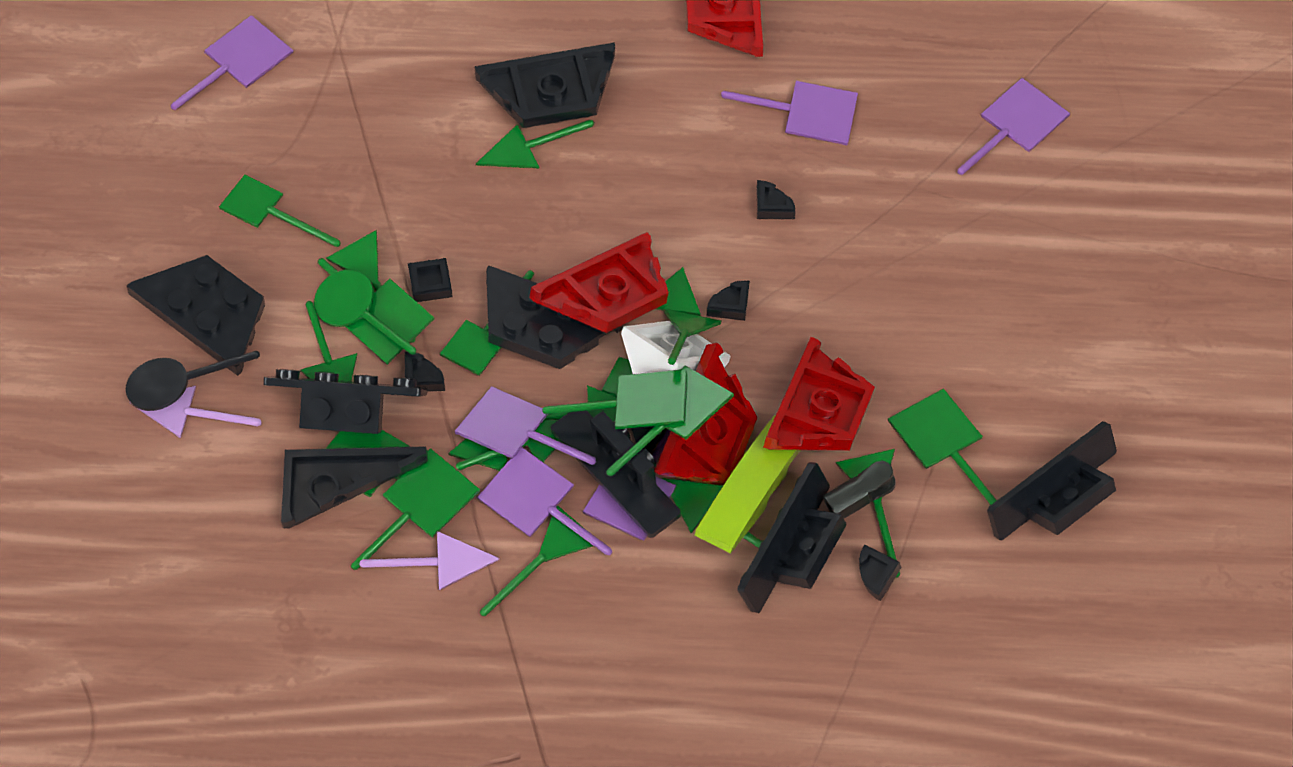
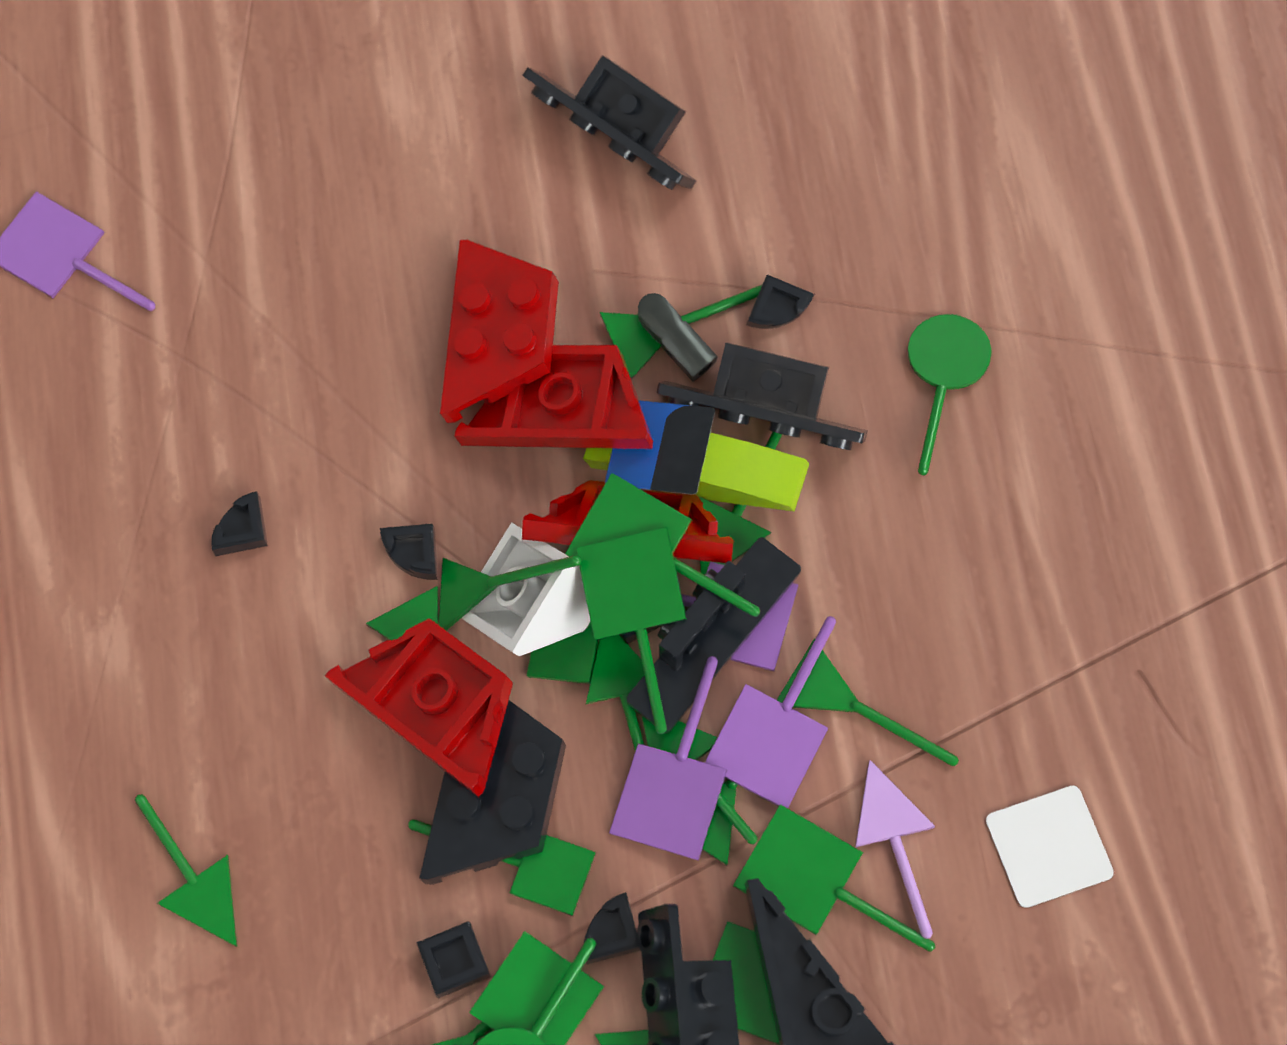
camera: 95 degrees left, 10 degrees up
(403, 661) = (1049, 846): none -> white sticker
(550, 85) = (87, 866): black wing -> none
(760, 465) = (677, 453): none -> black sticker
(807, 685) = (948, 355): none -> green piece
(814, 111) = (76, 498): medium lavender piece -> none
(892, 374) = (497, 327): none -> red wing
(939, 430) = (573, 263): green piece -> none

